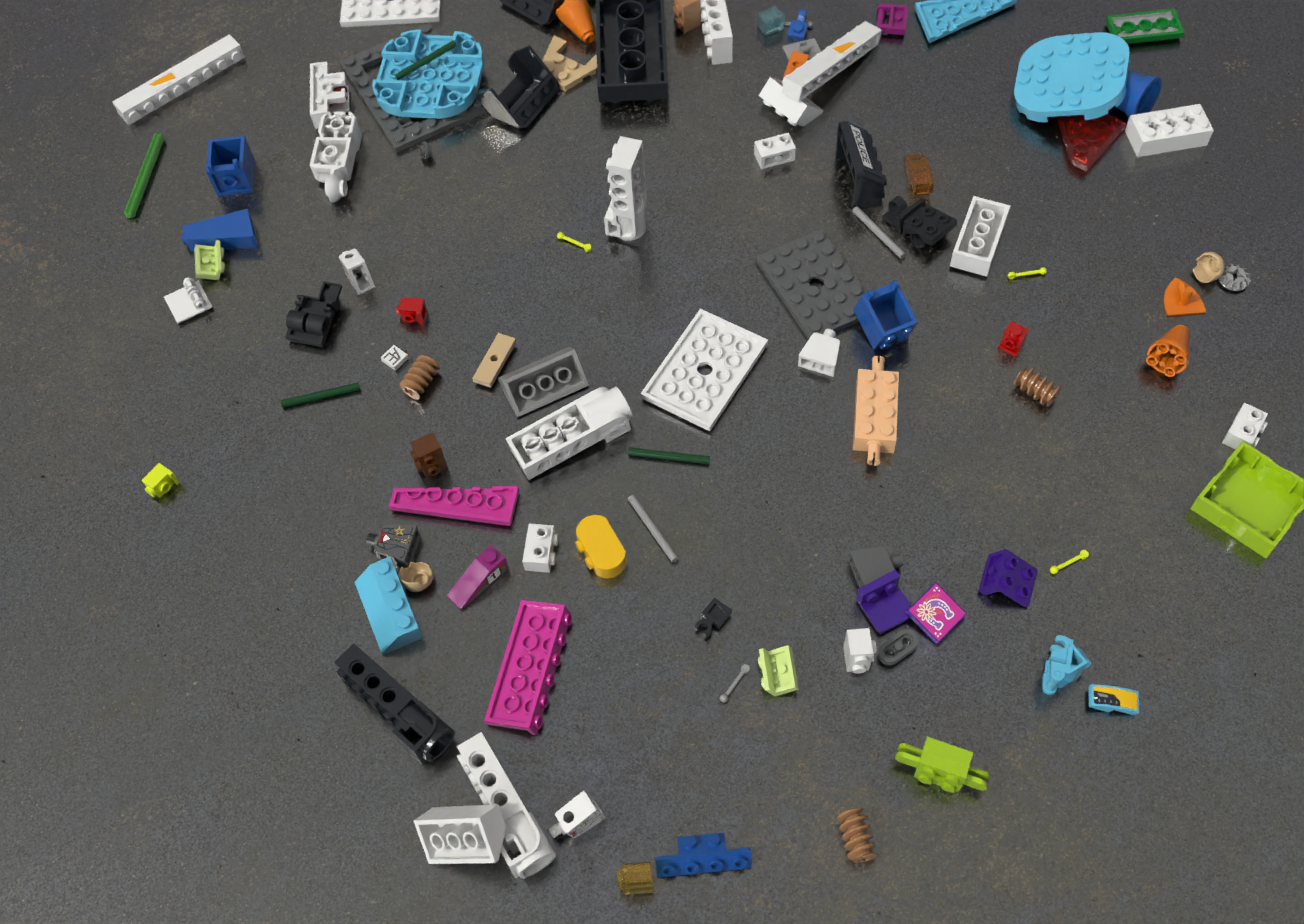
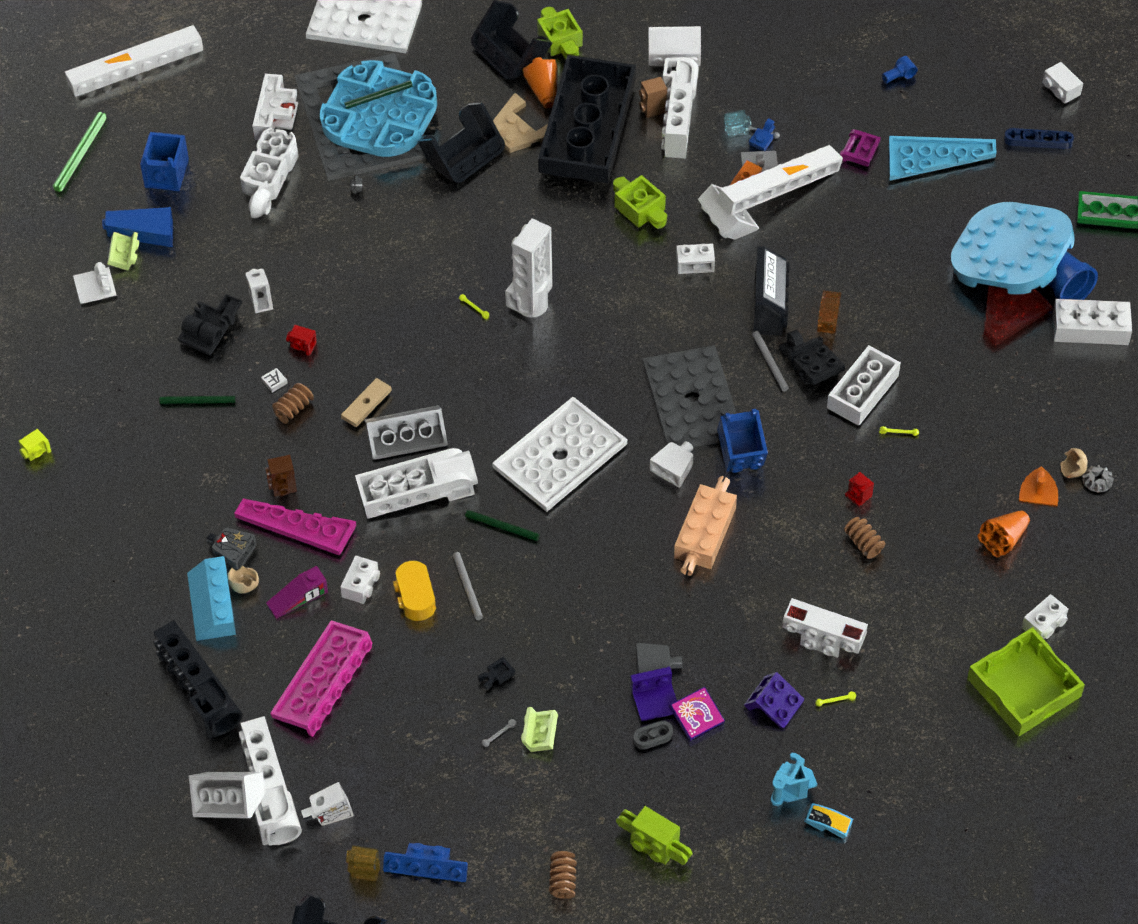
camera: 10 degrees right, 5 degrees down
(705, 108) = (648, 200): none -> lime brick
(859, 650) = (614, 727): white brick -> none
(1038, 491) = (824, 629): none -> white piece

